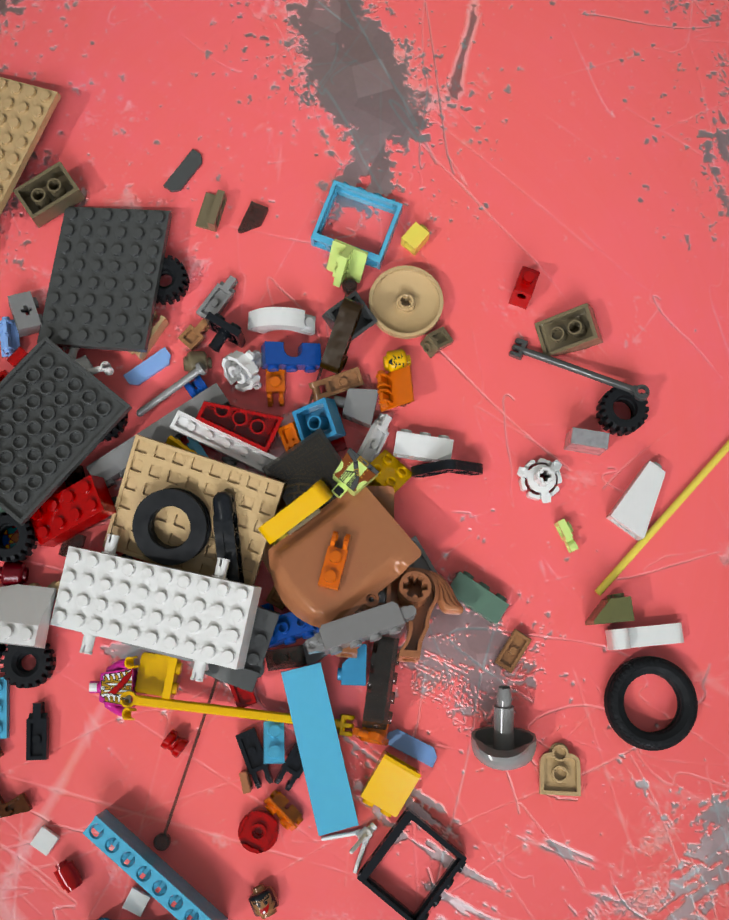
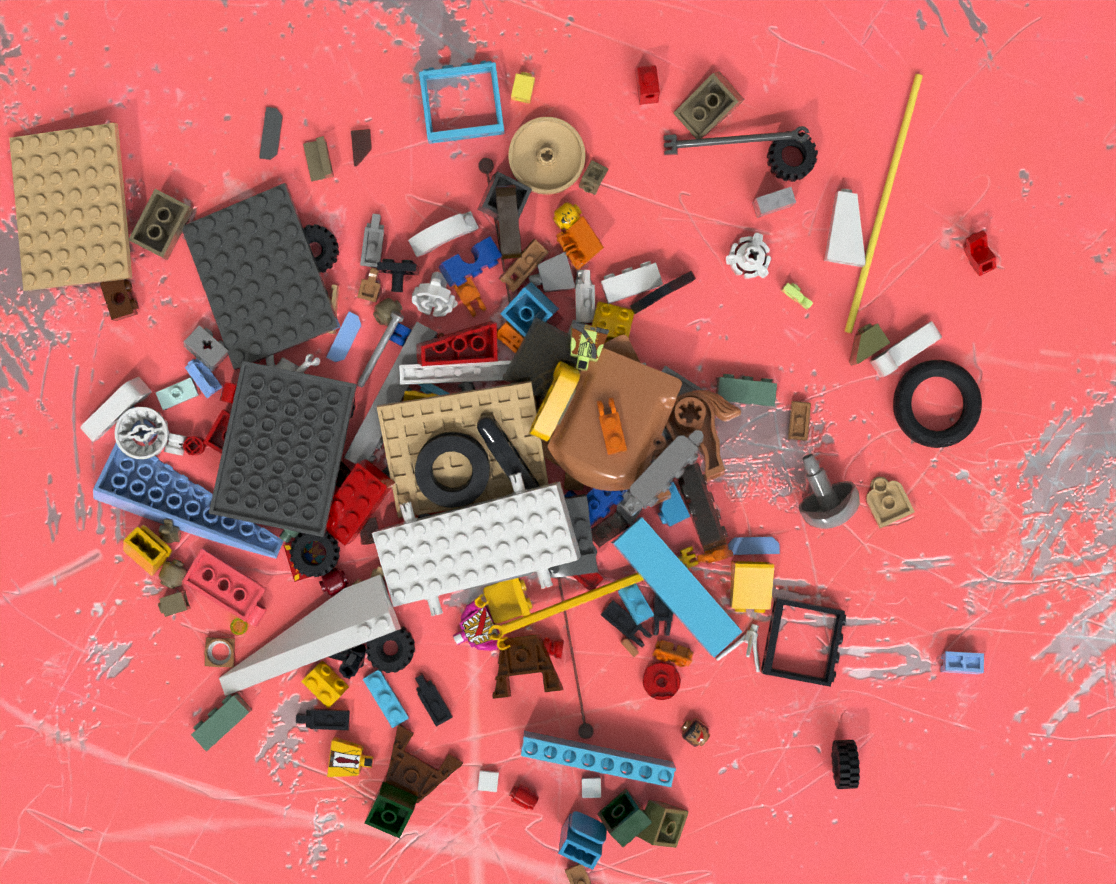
camera: 30 degrees left, 10 degrees up
(143, 738) = (523, 657): none -> reddish brown wing
(346, 262) = (471, 146): yellowish green bracket -> none

